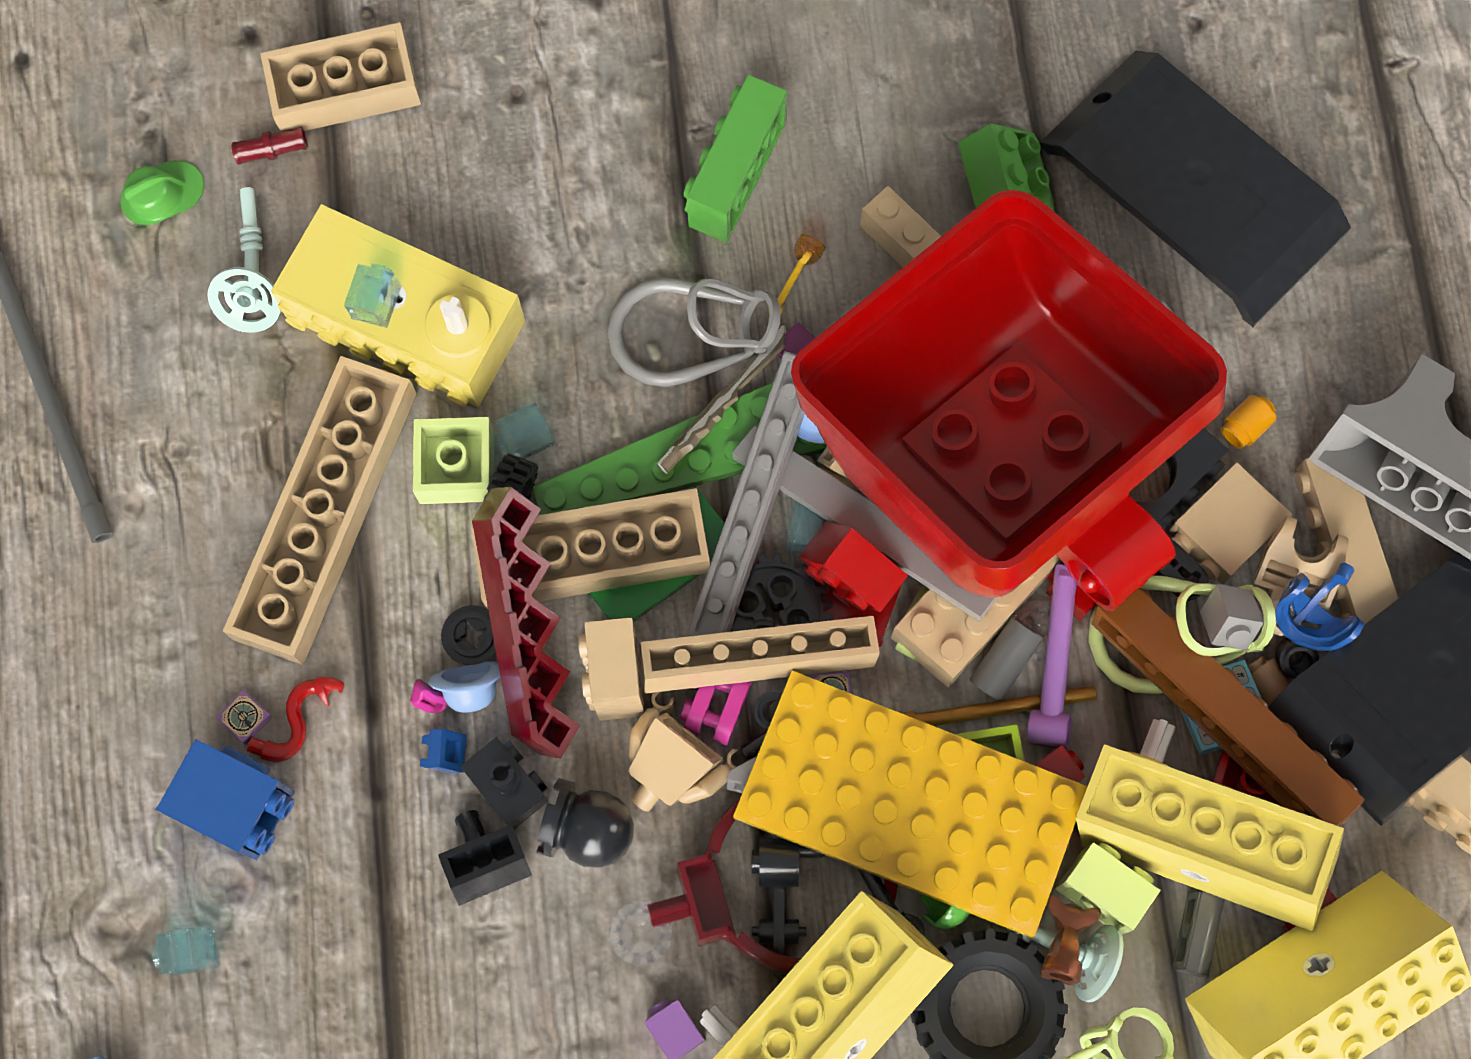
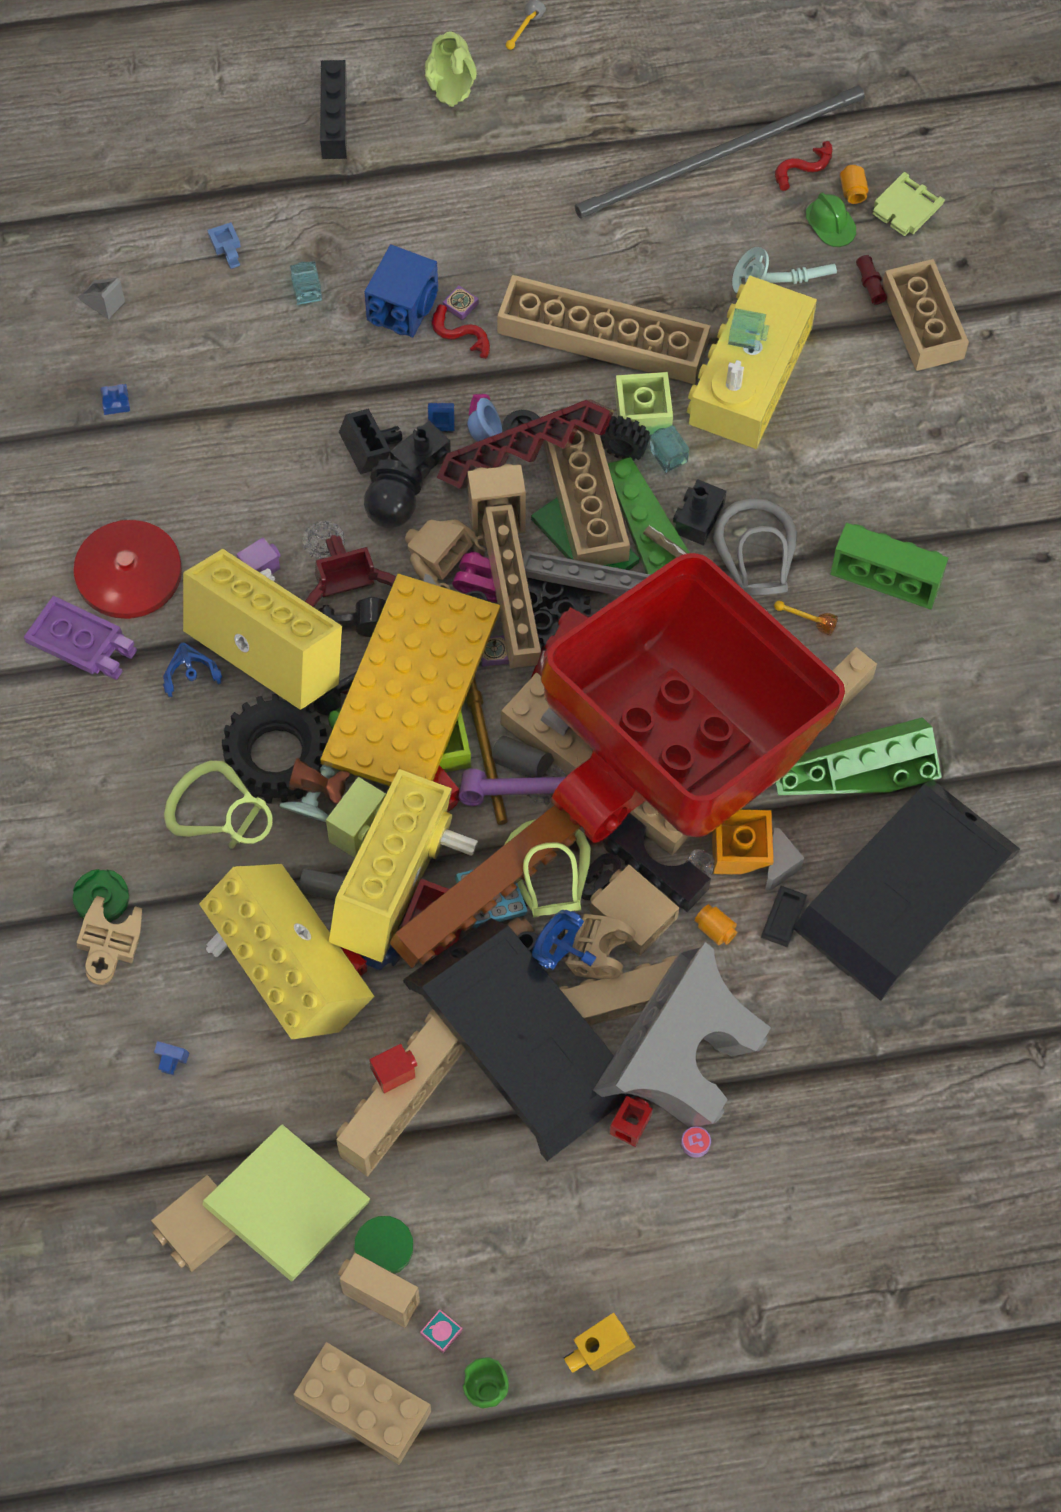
camera: 85 degrees right, 10 degrees down
(72, 251) = (825, 155): none -> red animal
(106, 152) = (854, 184): none -> light orange brick
(151, 89) = (905, 205): none -> yellowish green plate
(629, 399) = (699, 512): none -> black brick
(1231, 617) = (552, 884): light grey brick -> none
(1232, 339) = (783, 916): none -> black tile

